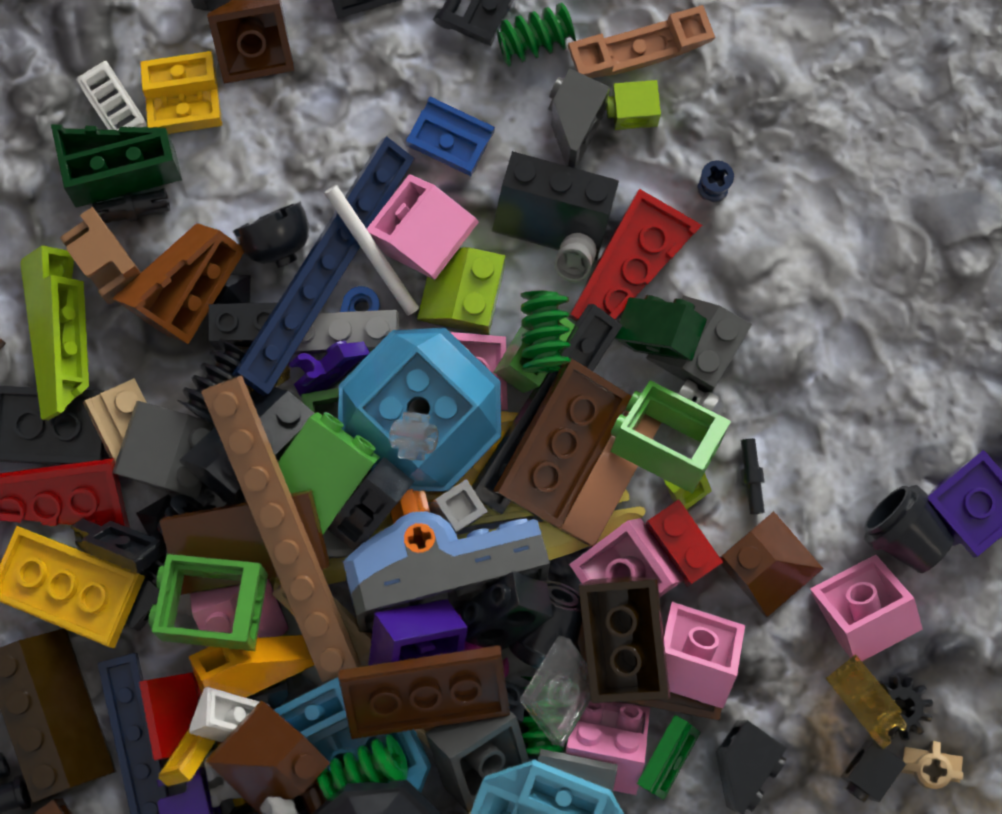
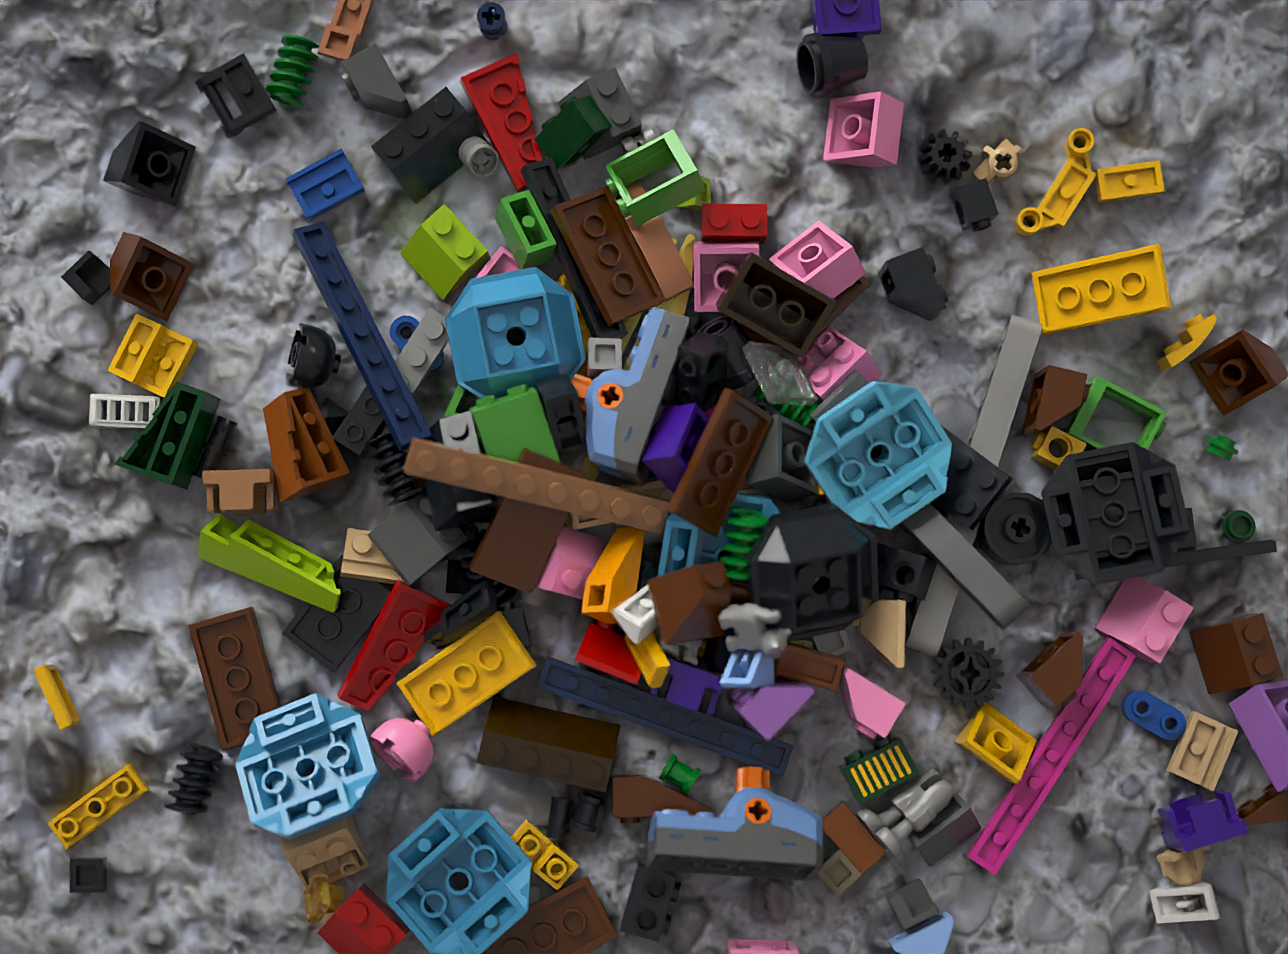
camera: 60 degrees left, 5 degrees up
(248, 609) = (519, 590): bright green window -> none
(327, 372) = (439, 390): dark purple plate -> none
(371, 250) = (373, 295): white bar -> none
(413, 436) = (536, 350): clear gear -> none
(421, 227) = (380, 249): bright pink slope -> none
(544, 331) = (522, 210): green piece -> none
(634, 105) = (396, 37): lime brick -> none
(669, 757) = (872, 334): green plate -> none
(752, 476) = (719, 144): black bar -> none
(770, 564) = (787, 175): reddish brown slope -> none
(867, 700) = (926, 172): clear yellow hinge -> none

